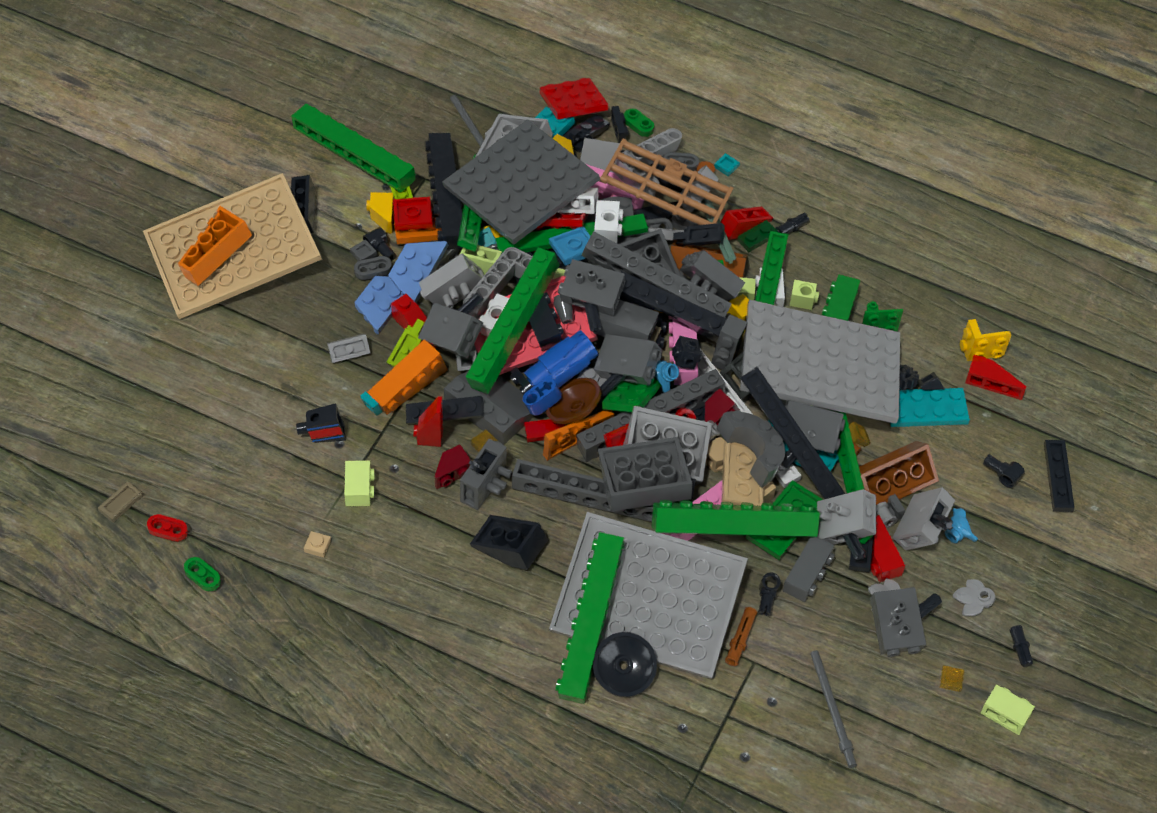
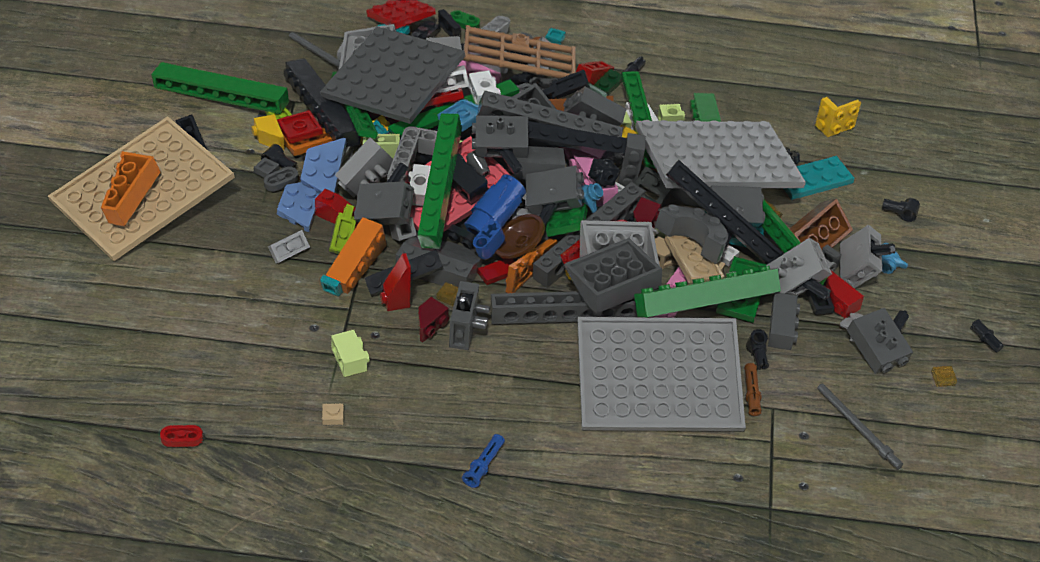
camera: 20 degrees left, 10 degrees down
(120, 502) = (123, 426): dark tan tile -> none
(203, 575) = (236, 468): green plate -> none
(323, 424) = (295, 311): black torso -> none
(431, 642) = (479, 466): none -> blue pin
(510, 540) = (512, 364): black slope -> none
(591, 617) = (620, 405): green brick -> none
(639, 660) = (674, 428): black dish -> none
(882, 318) = (751, 113): green hinge -> none
(930, 382) = (810, 155): black slope -> none
(972, 598) = (930, 309): light grey plate -> none
(992, 377) = (857, 142): red slope -> none
(1007, 709) = (1003, 386): yellowish green brick -> none
(1059, 476) = (947, 202): black plate -> none

